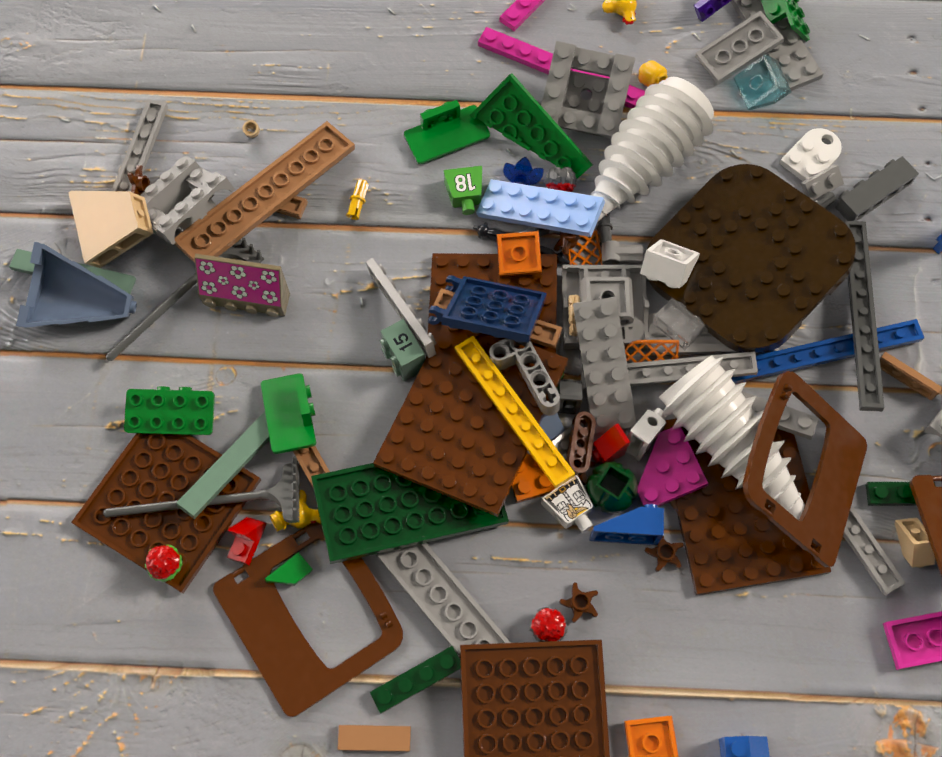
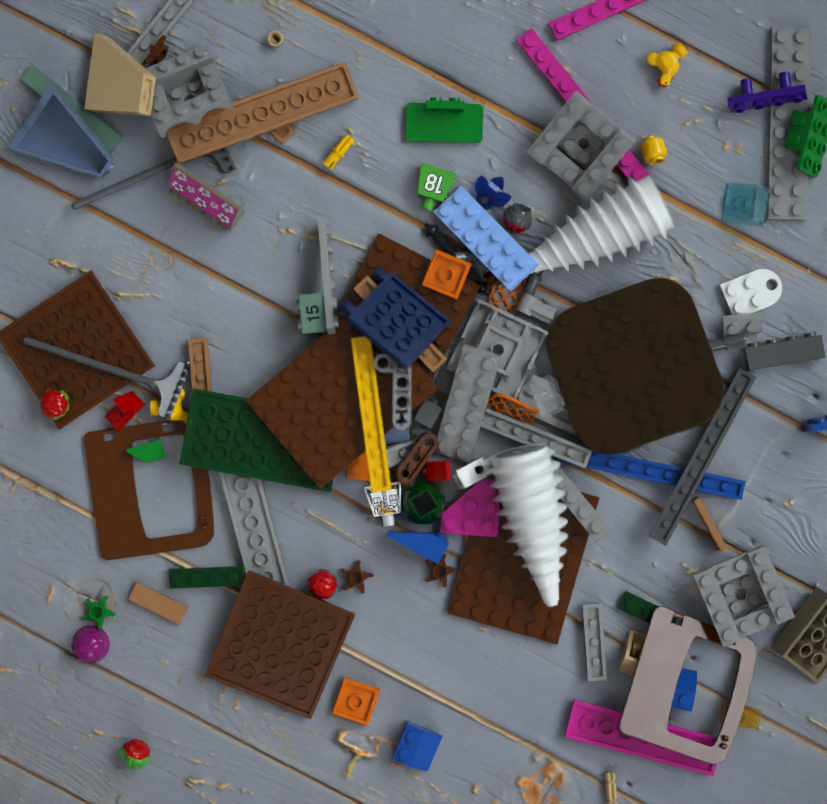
camera: 25 degrees right, 20 degrees up
(169, 411) = (105, 277): green bracket -> none
(225, 468) = (136, 344): sand green tile -> none
(288, 413) = (199, 322): green bracket -> none
(526, 123) = (516, 155): green wing -> none
(572, 299) = (470, 338): tan axle -> none
(669, 263) = (564, 343): white slope -> none
(739, 47) = (745, 159): light grey plate -> none
(835, 478) = (592, 584): reddish brown door -> none

